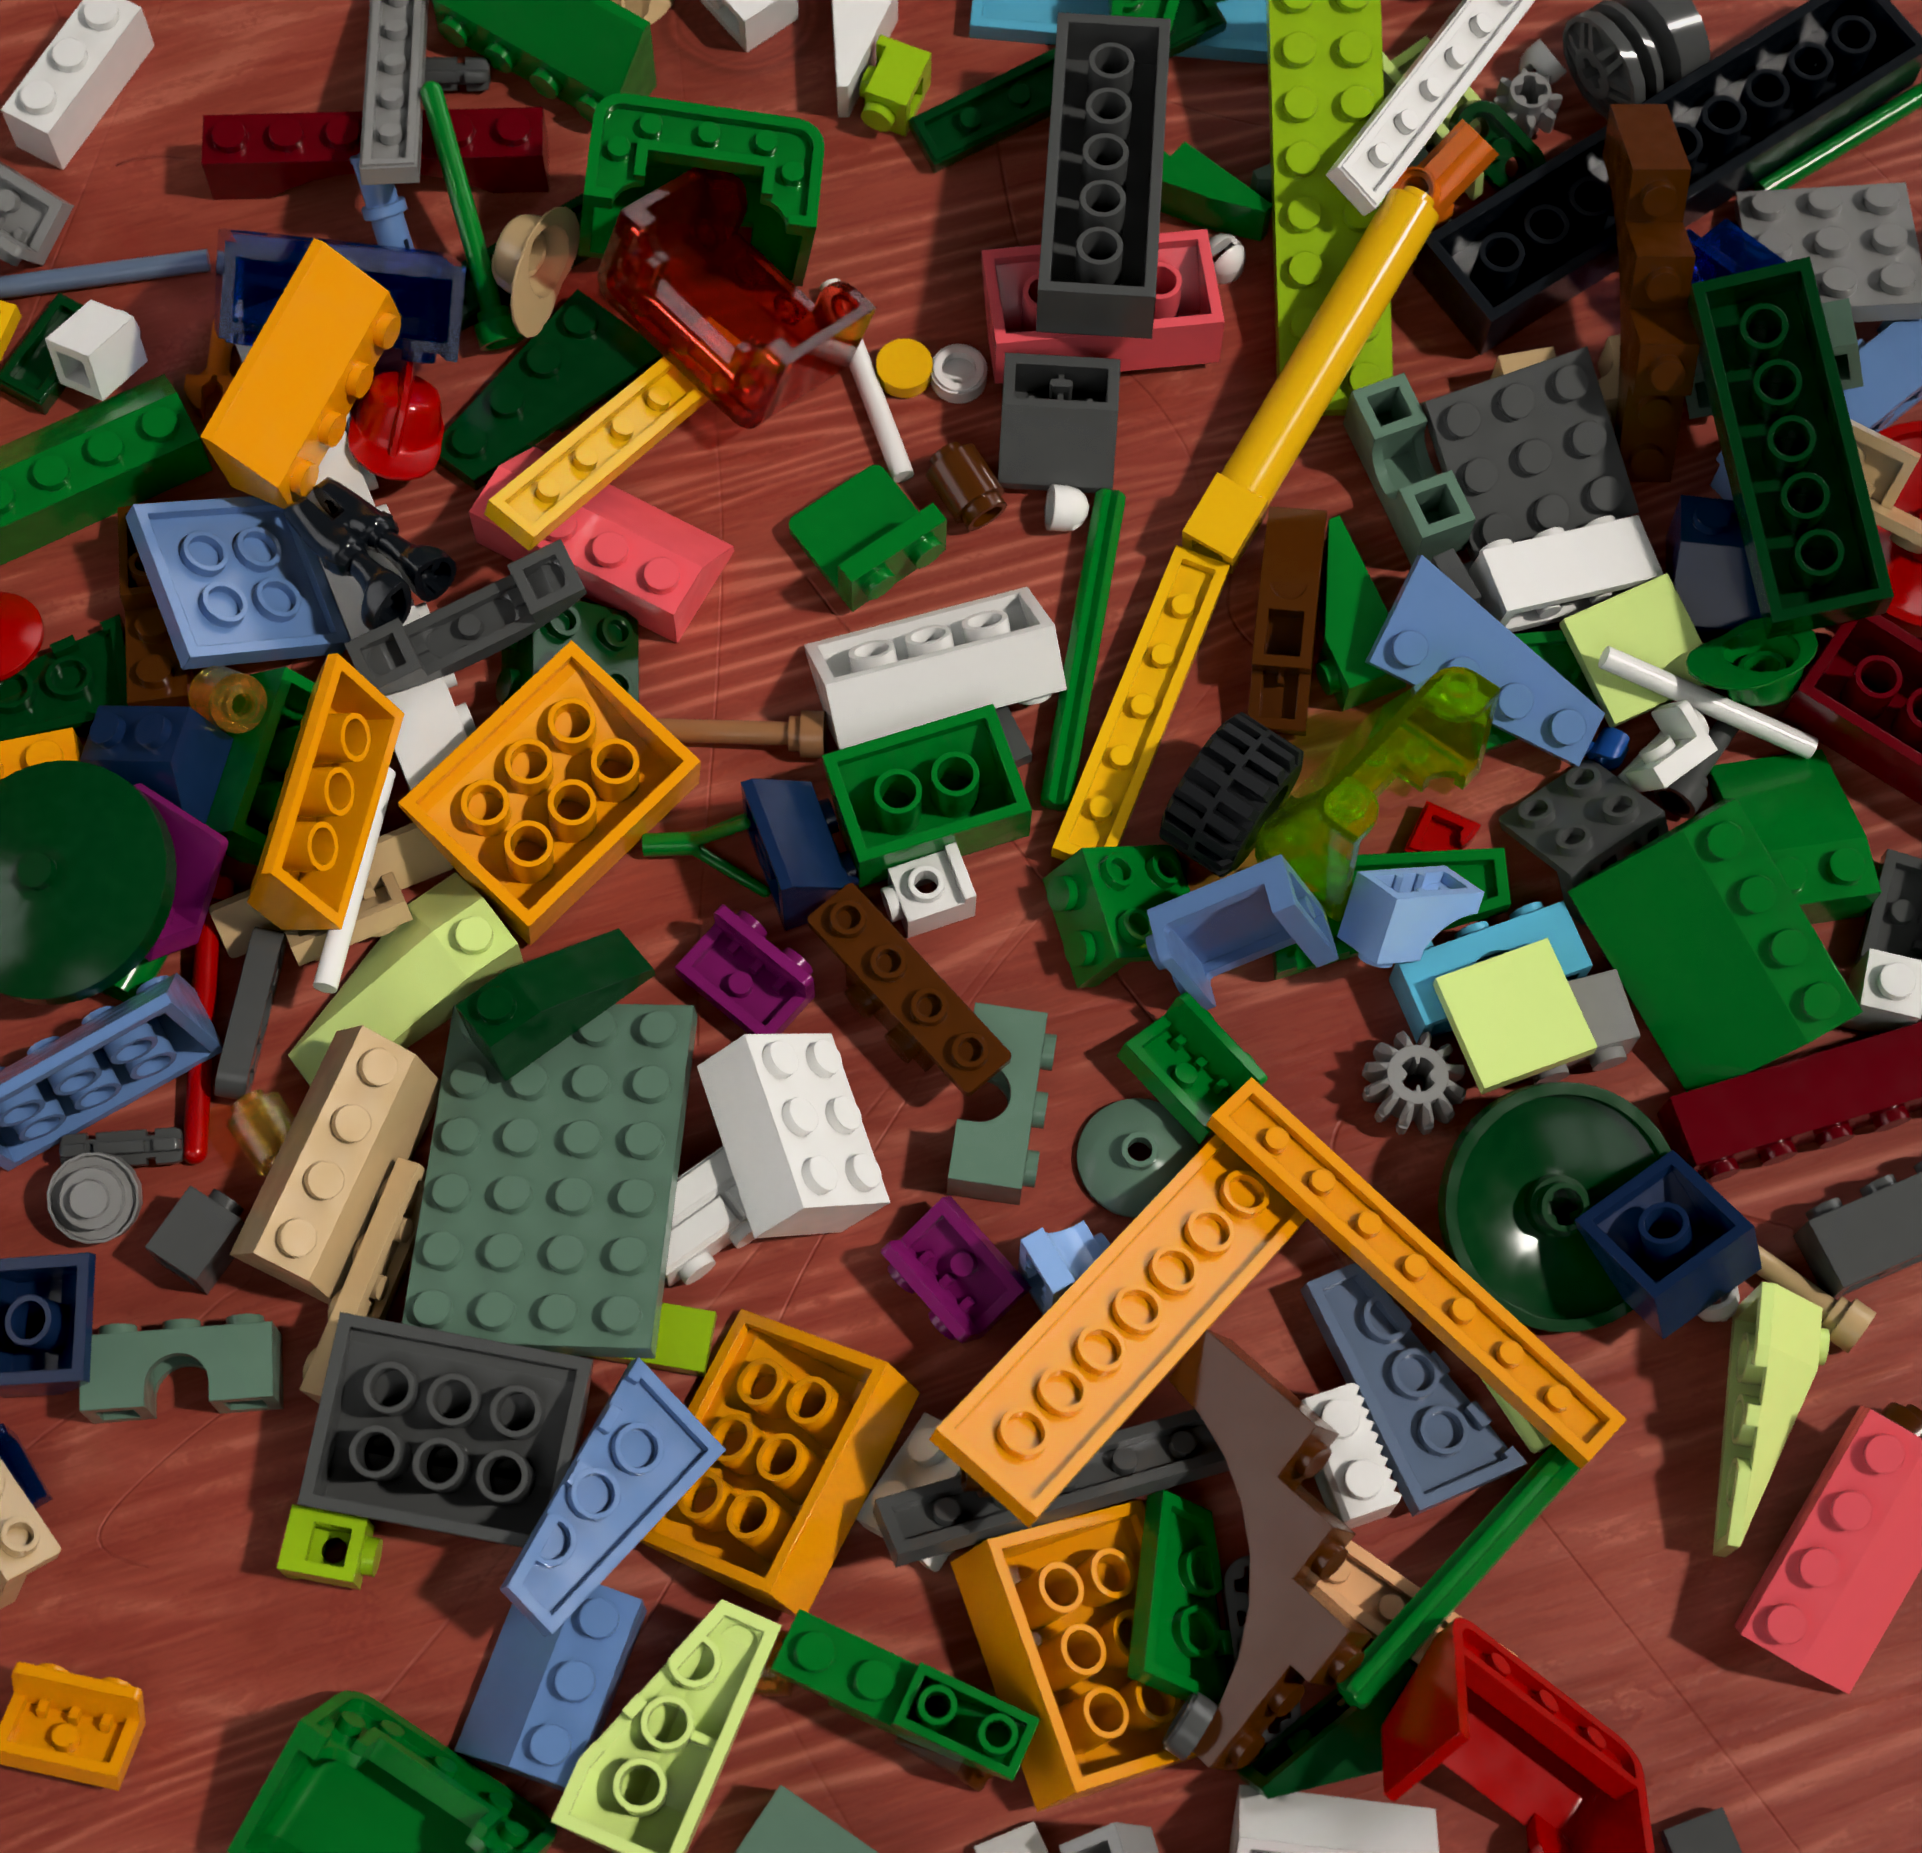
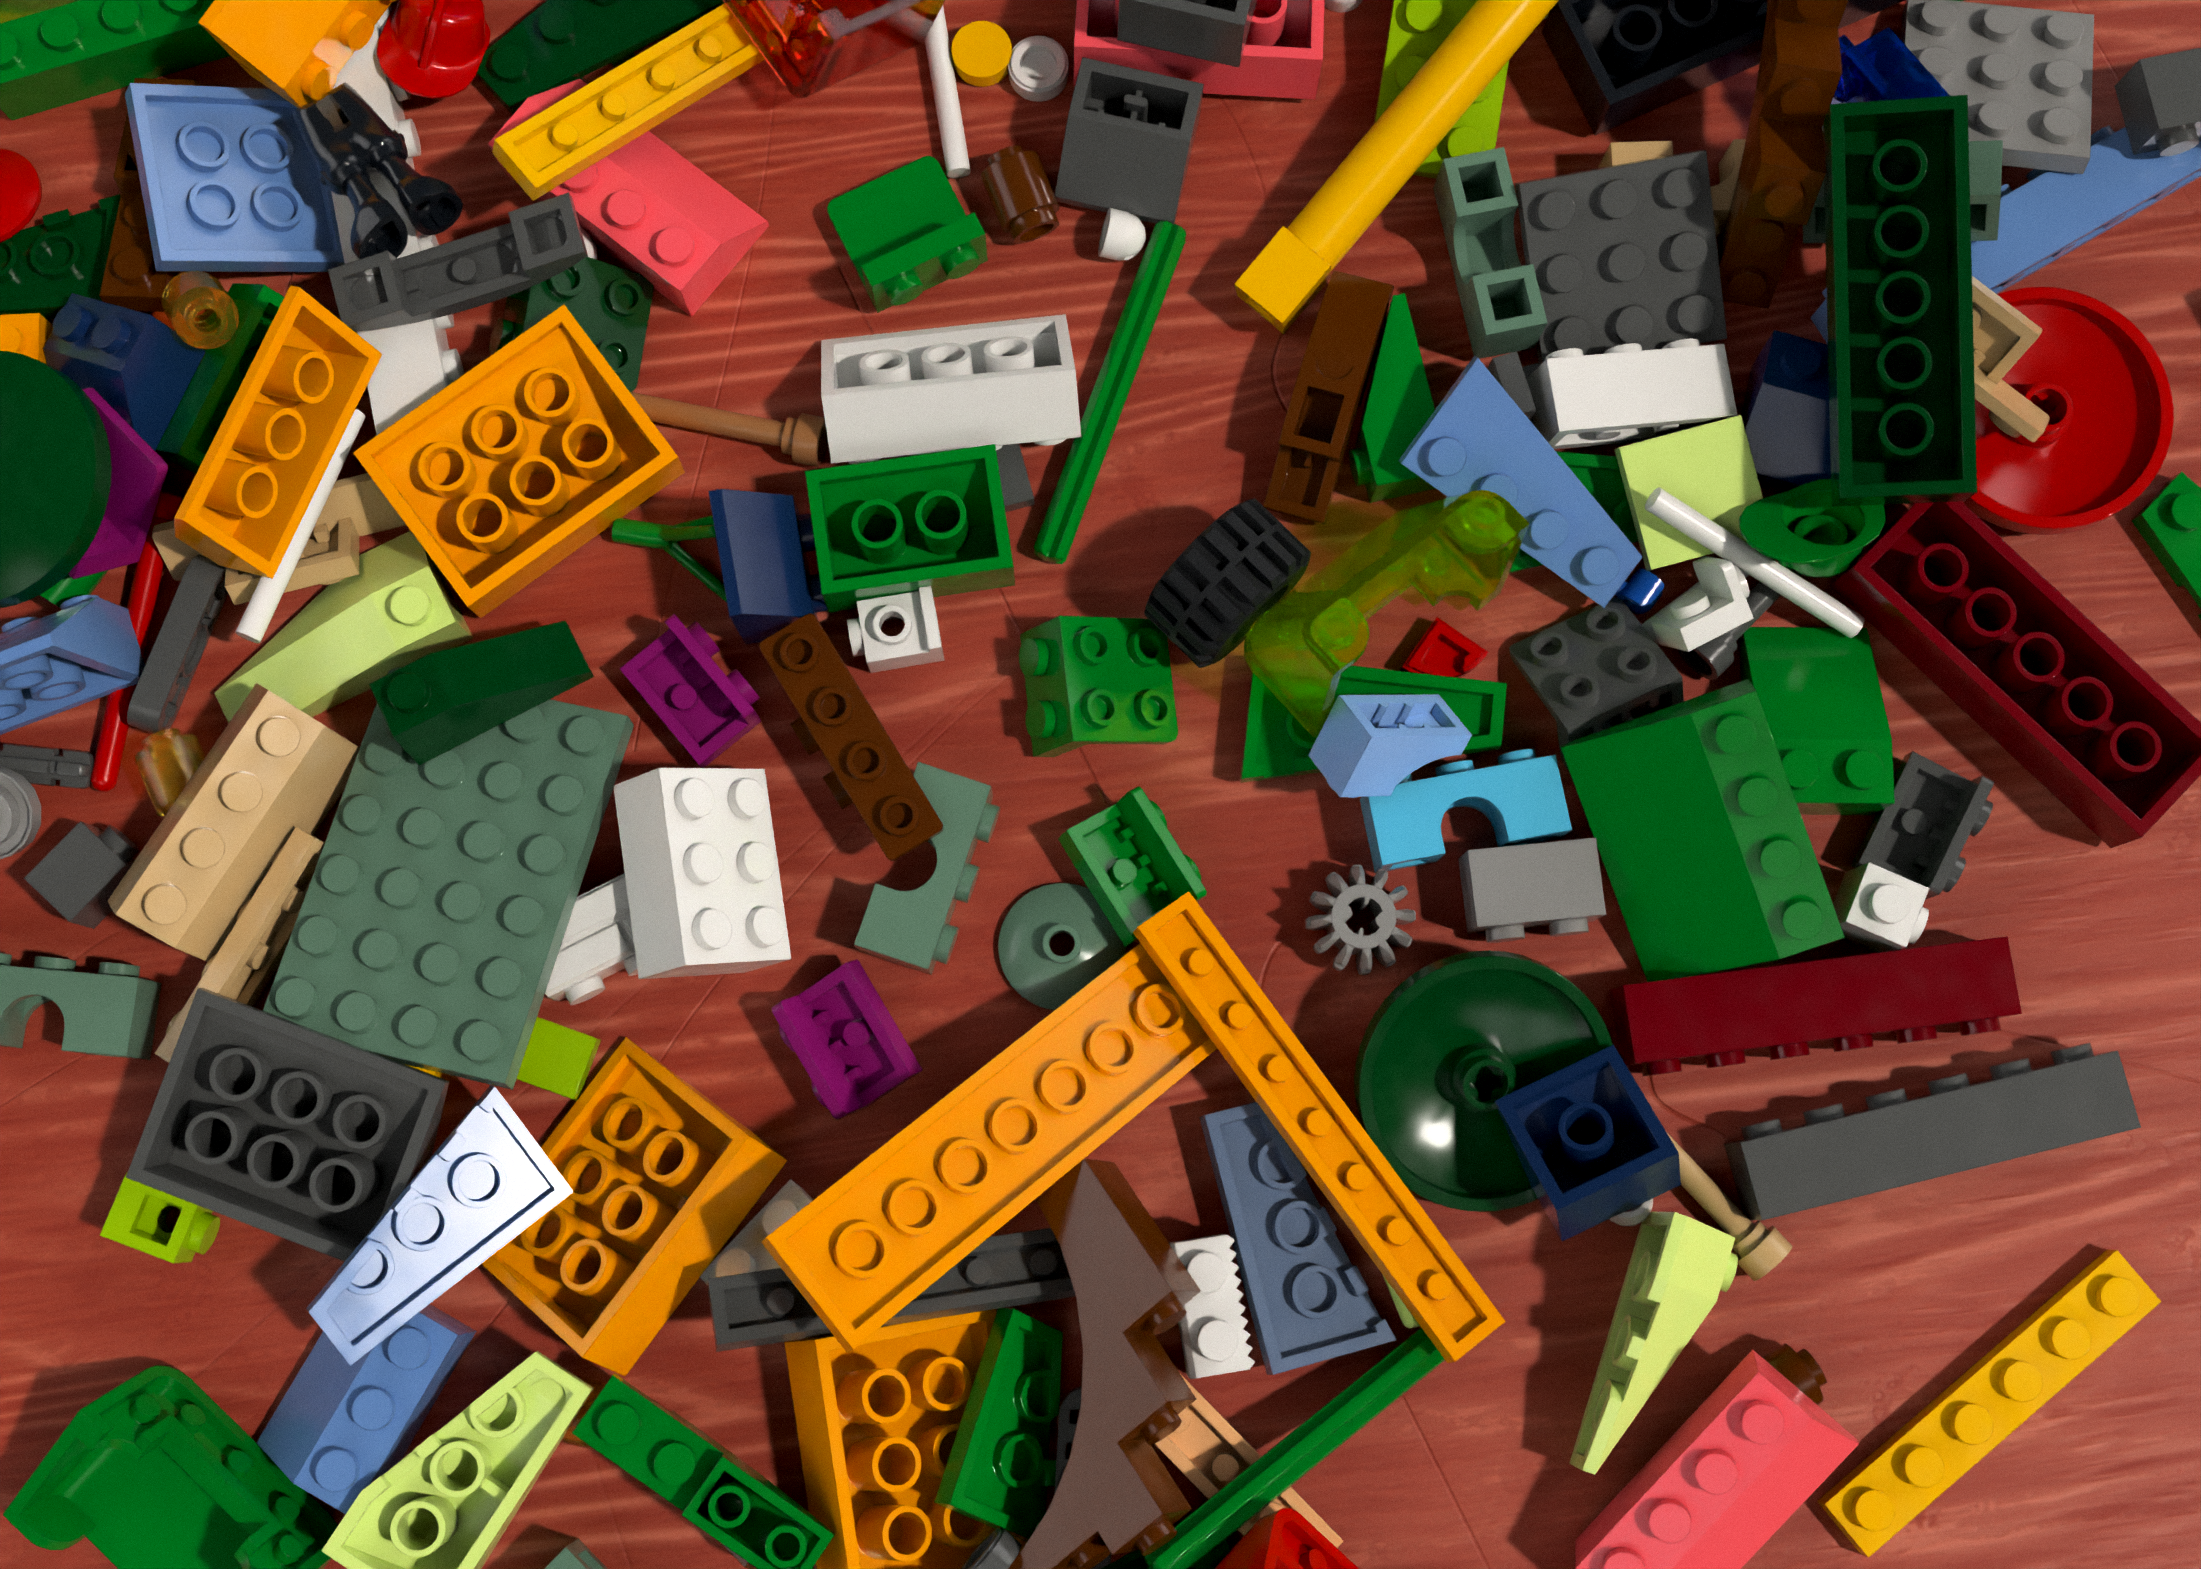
camera: 10 degrees right, 10 degrees up
(1057, 1260) = (955, 1052): light blue arch -> none
(1142, 703) = (1159, 464): yellow plate -> none
(1236, 924) = (1200, 725): medium blue panel -> none
(1514, 1016) = (1477, 872): yellowish green tile -> none

